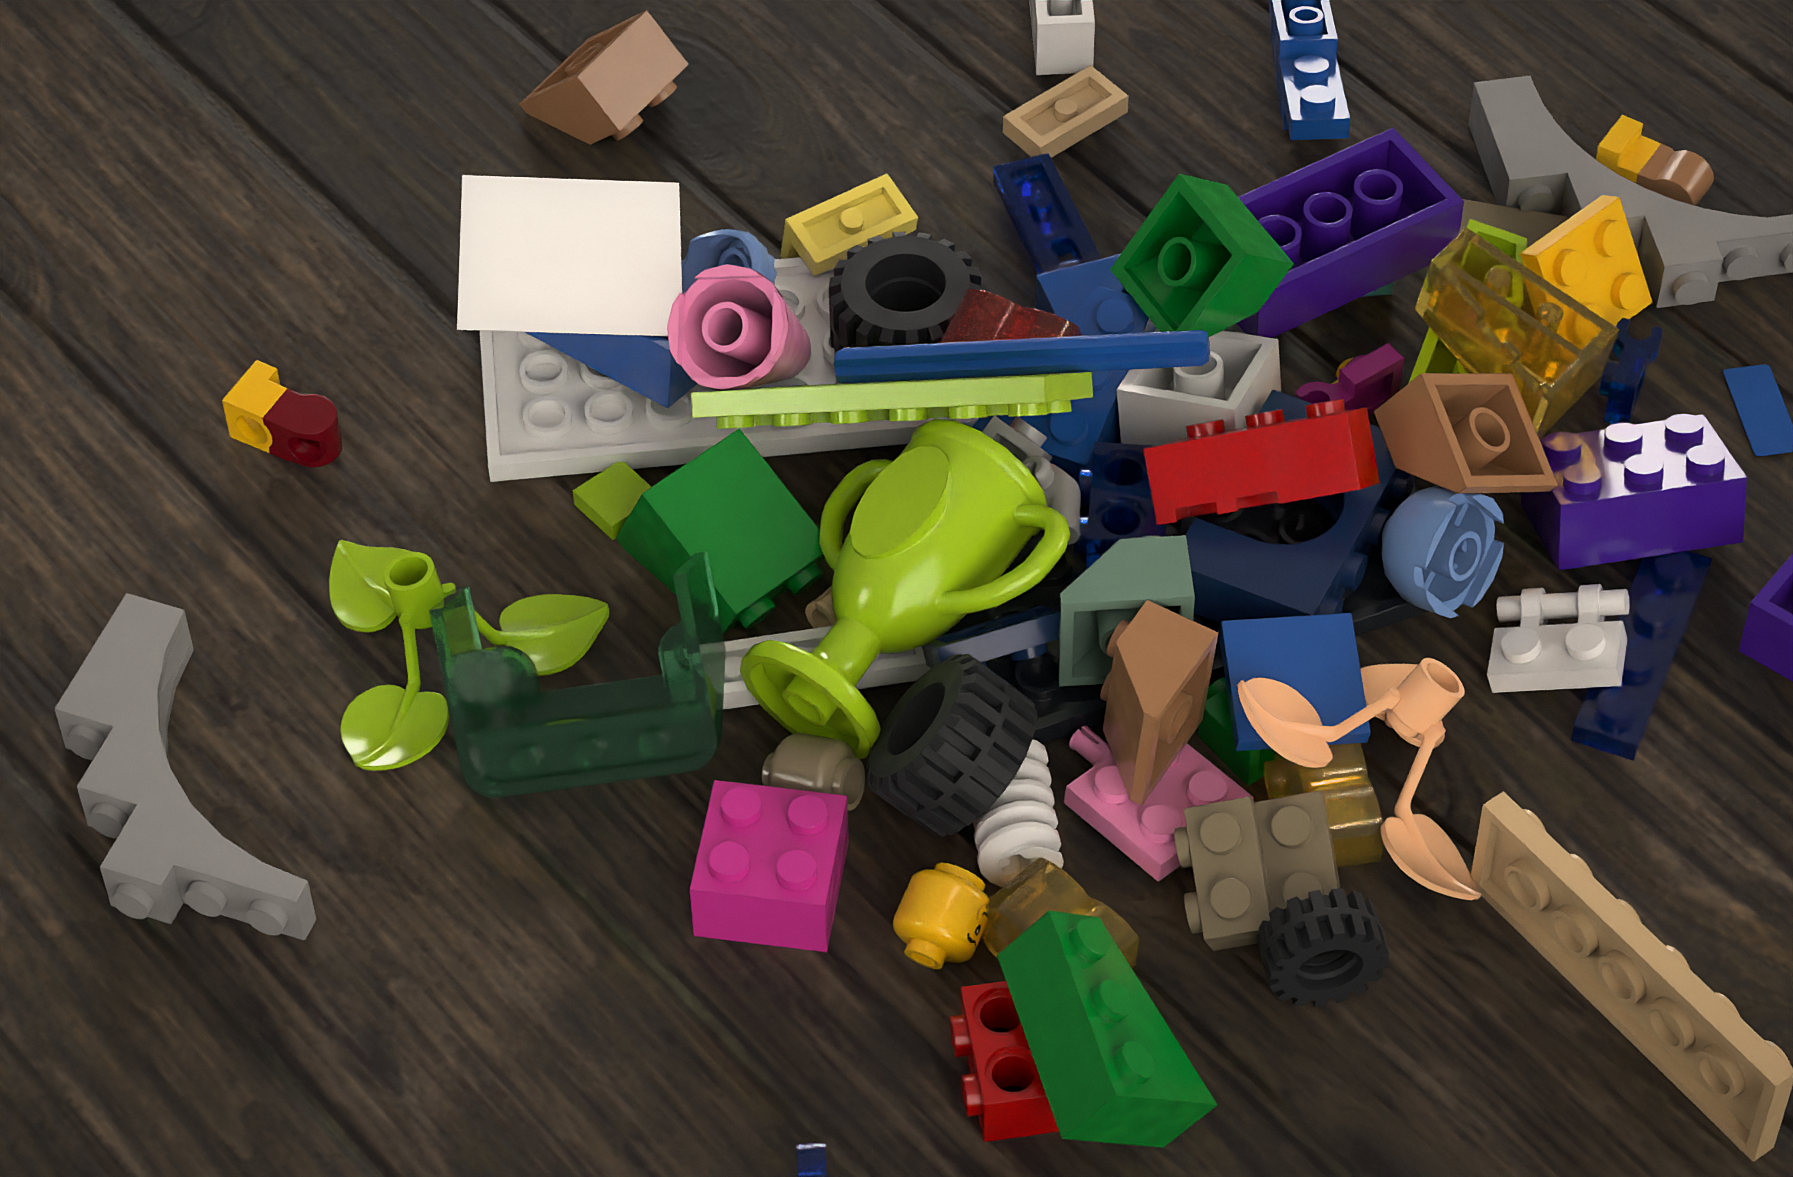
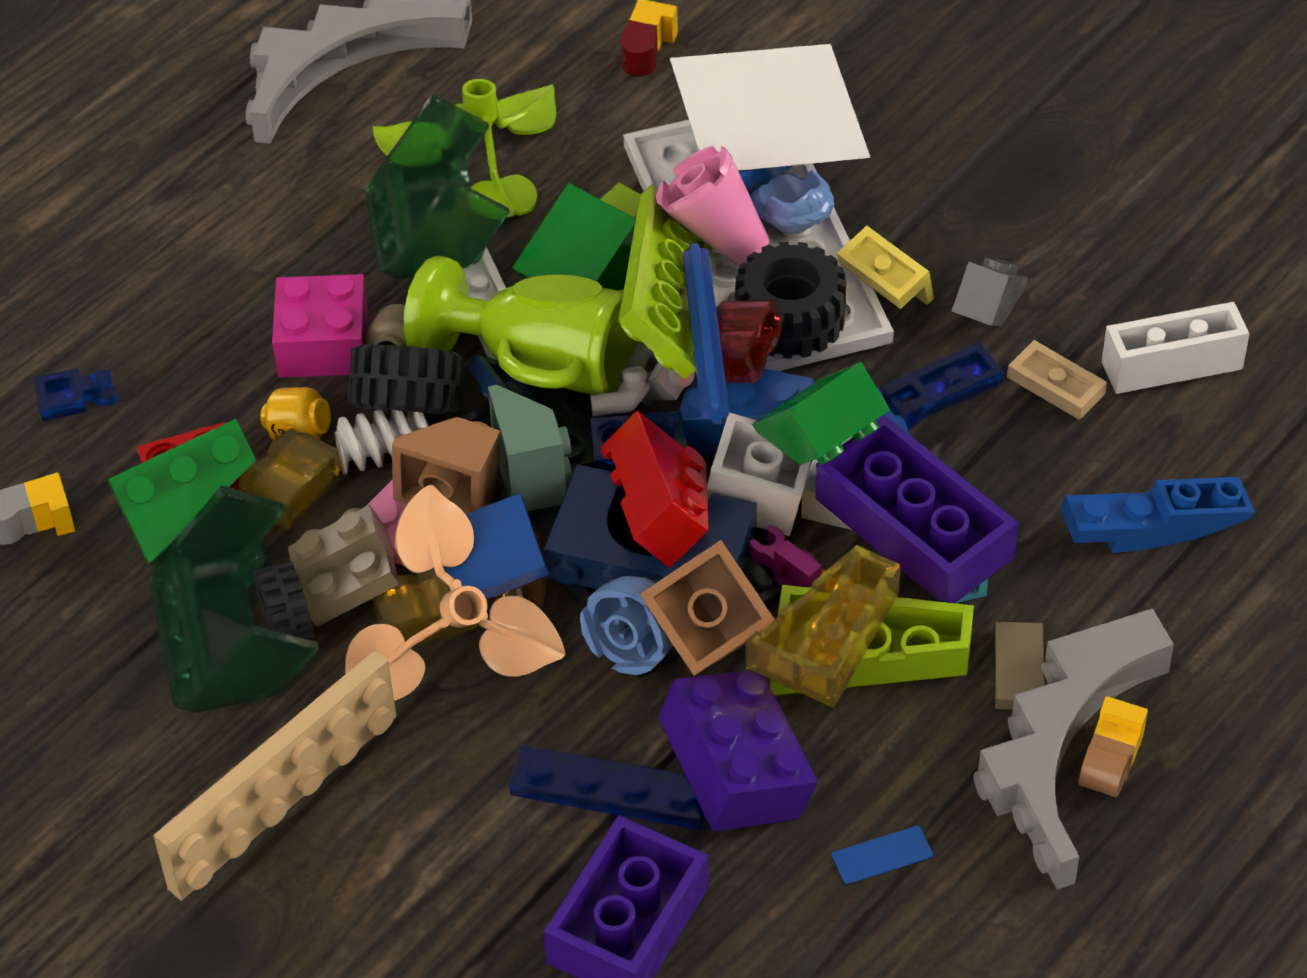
camera: 80 degrees right, 0 degrees up
(609, 81) = (998, 127): medium nougat slope -> none
(907, 140) = (989, 291): none -> dark grey slope
(1331, 1068) = (205, 612): none -> clear green windscreen
(1560, 654) = (579, 723): white plate -> none
(1593, 261) = (954, 700): yellow plate -> none
(1625, 379) = (875, 751): clear blue plate -> none

